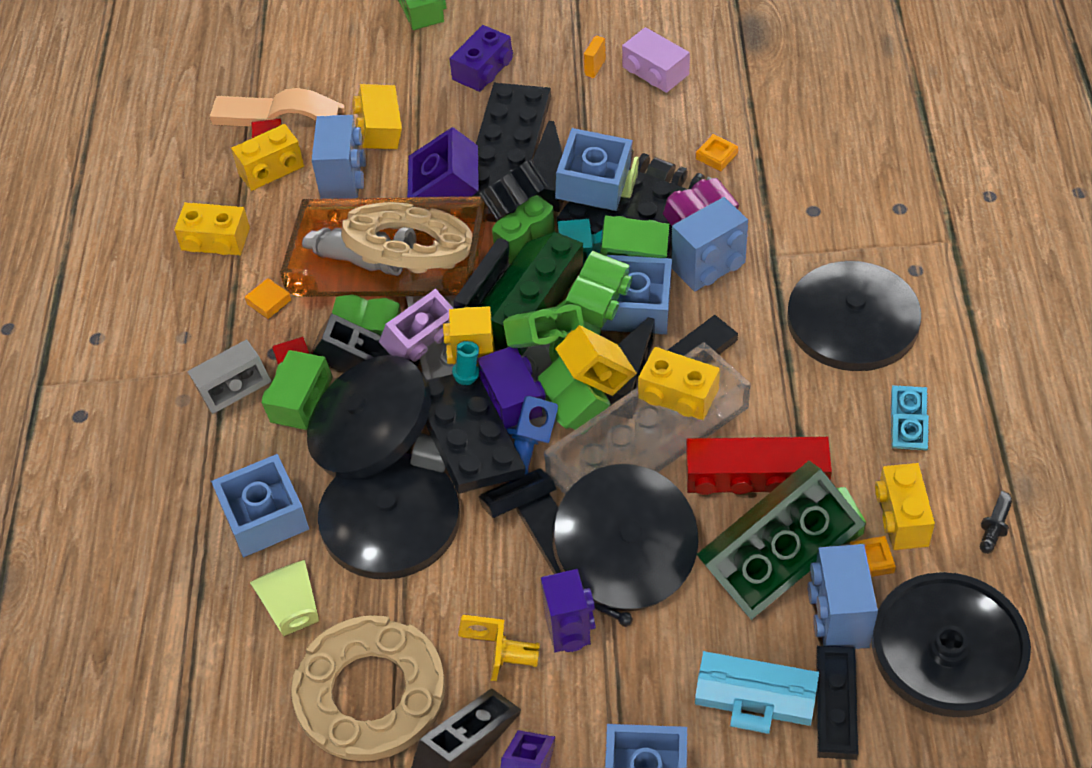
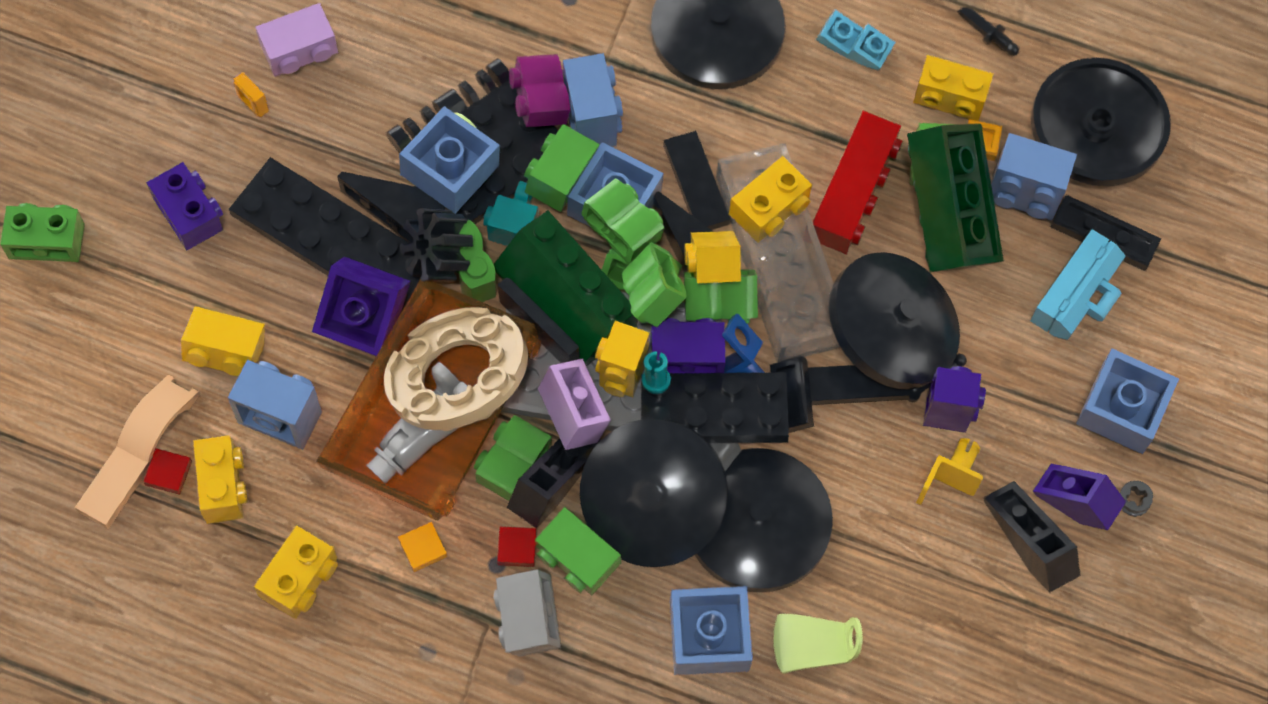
camera: 75 degrees left, 15 degrees up
(359, 639) = (969, 555): tan plate -> none
(717, 152) = (449, 45): light orange tile -> none

